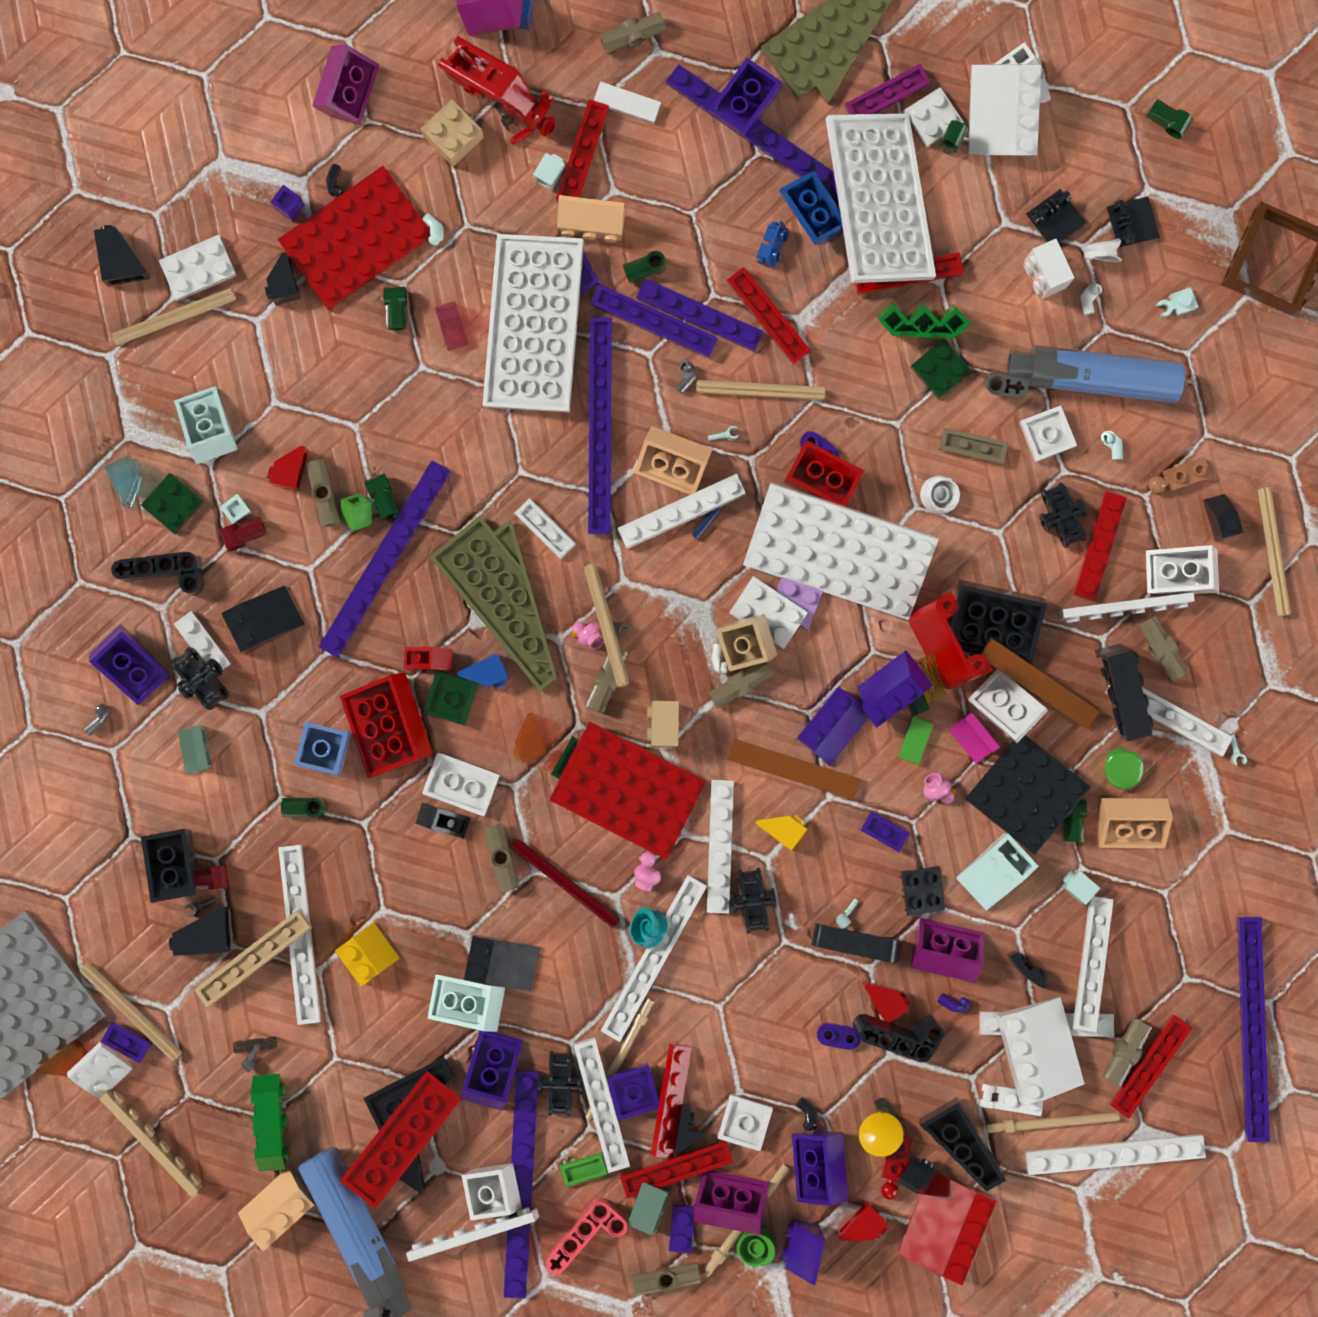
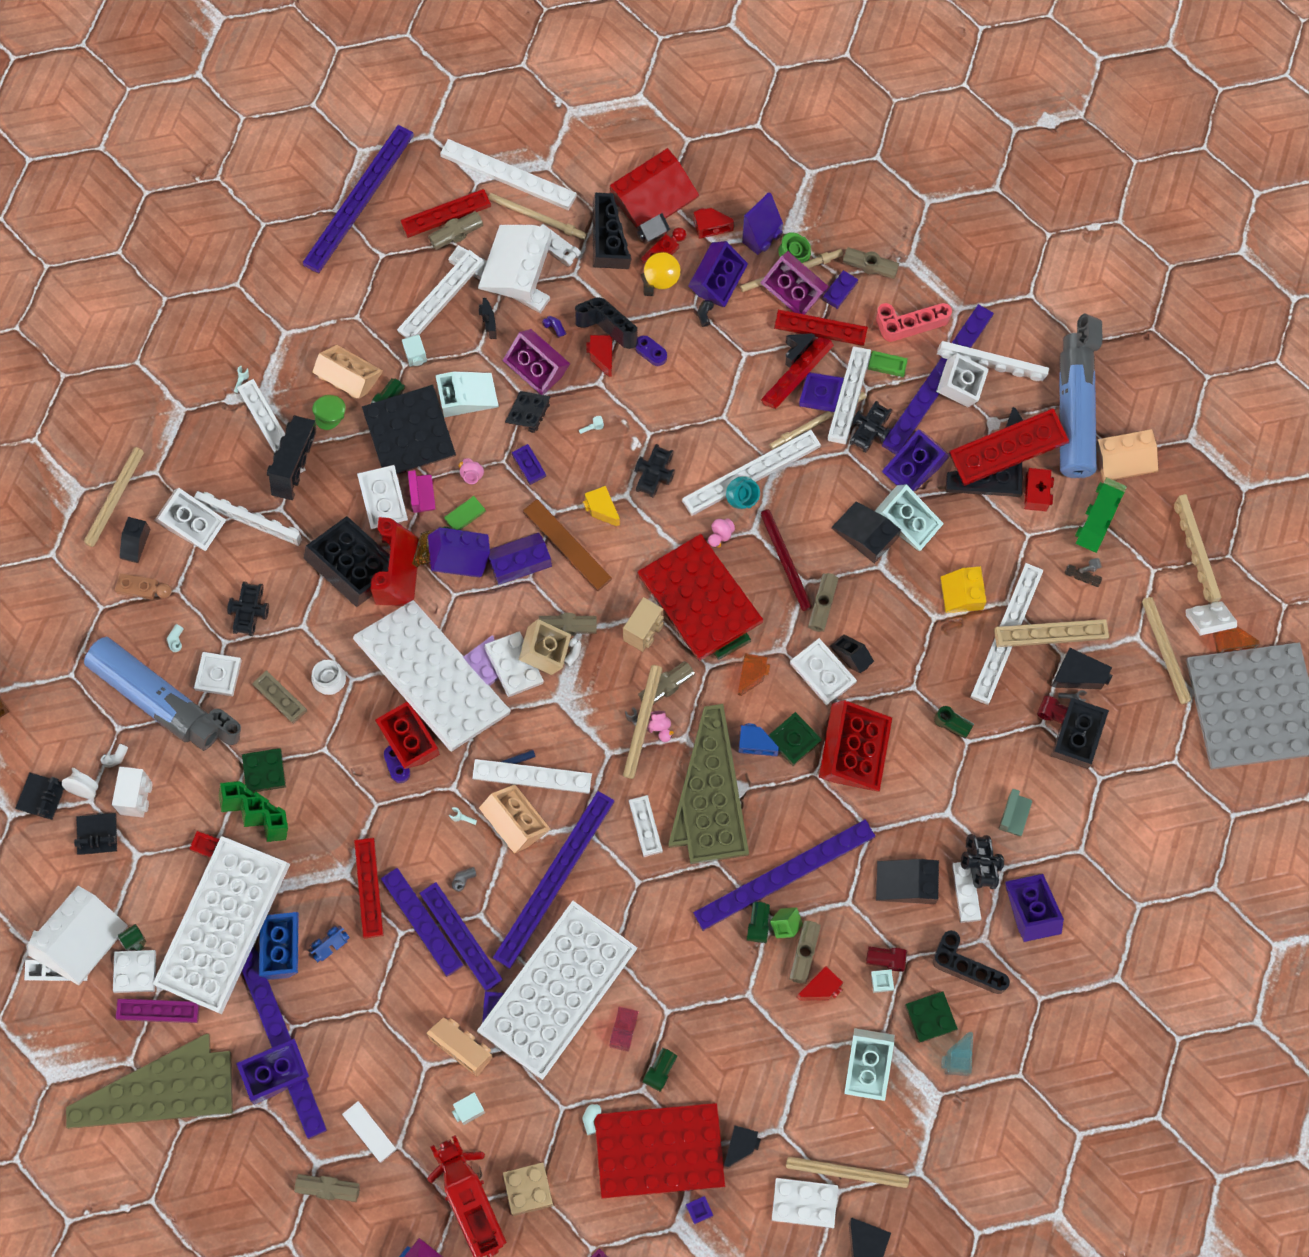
camera: 145 degrees left, 15 degrees down
(103, 713) = (1074, 881): flat silver arm -> none
(126, 1042) = (1180, 630): dark purple plate -> none
(323, 748) = (914, 754): medium blue brick -> none
(331, 181) = (651, 1211): black arm -> none
(349, 1101) = (1034, 498): none -> red brick
(428, 658) = (794, 777): red slope -> none
(583, 149) = (432, 1109): red plate -> none
(642, 267) = (443, 984): dark green piece -> none
(649, 1208) = (856, 311): sand green panel -> none
(720, 846) = (655, 522): white plate -> none
(745, 1122) = (753, 330): white plate -> none
(759, 389) = (412, 834): tan axle -> none
(857, 943) = (598, 399): black beam -> none
(1039, 683) = (349, 500): dark orange tile -> none
(1099, 546) = (236, 573): red plate -> none
(1163, 649) = (242, 474): dark tan piece -> none
(1180, 303) = (50, 713): light aqua plate -> none

